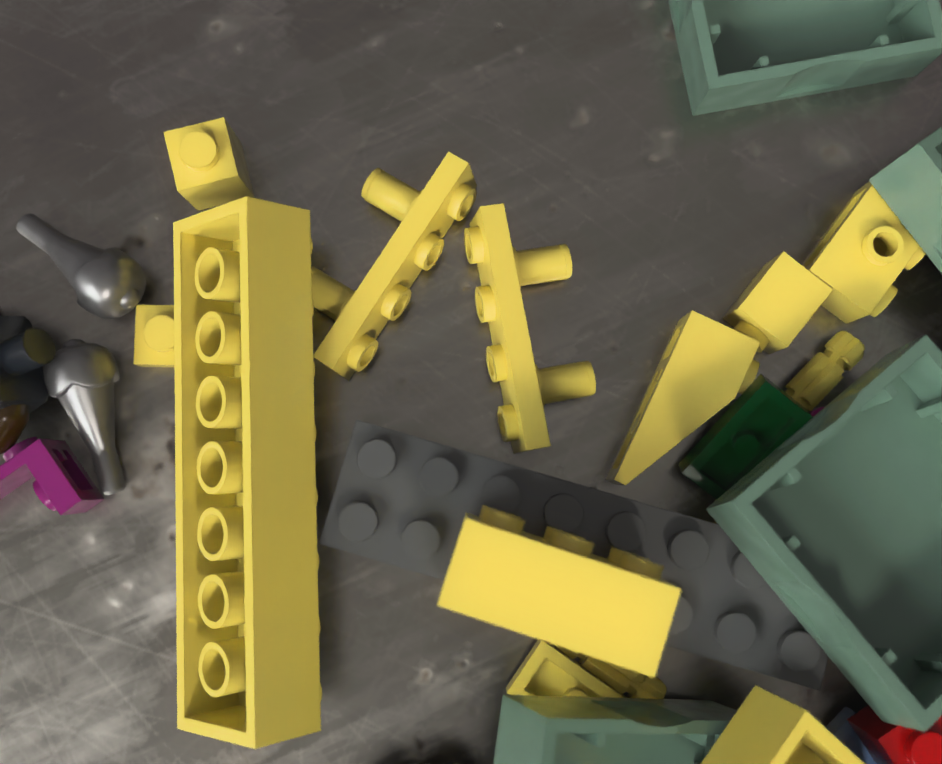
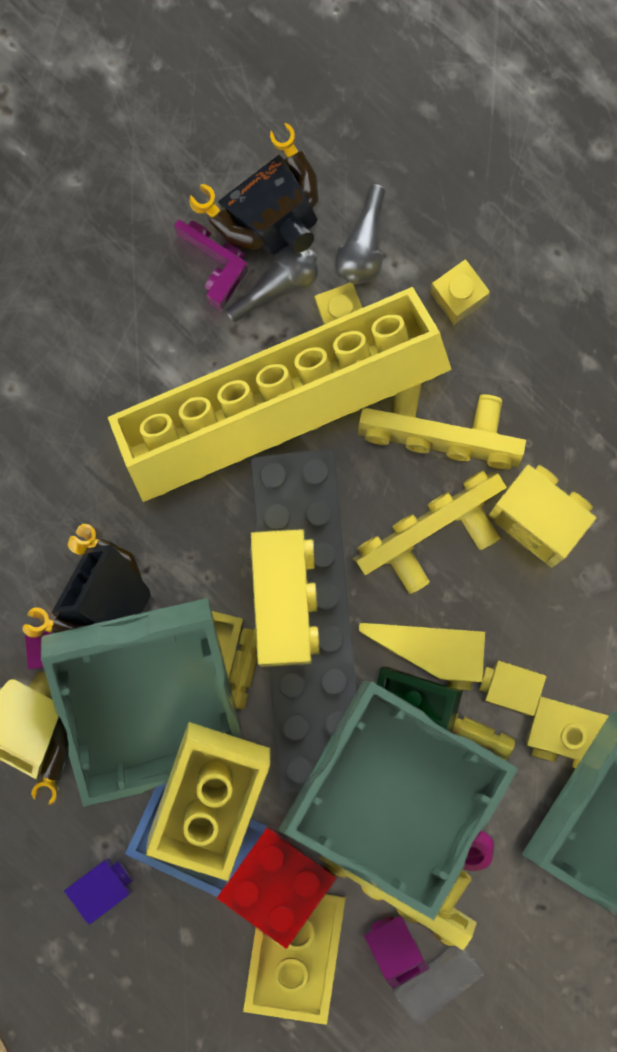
camera: 75 degrees right, 0 degrees up
(570, 156) = (542, 515): none -> light yellow brick

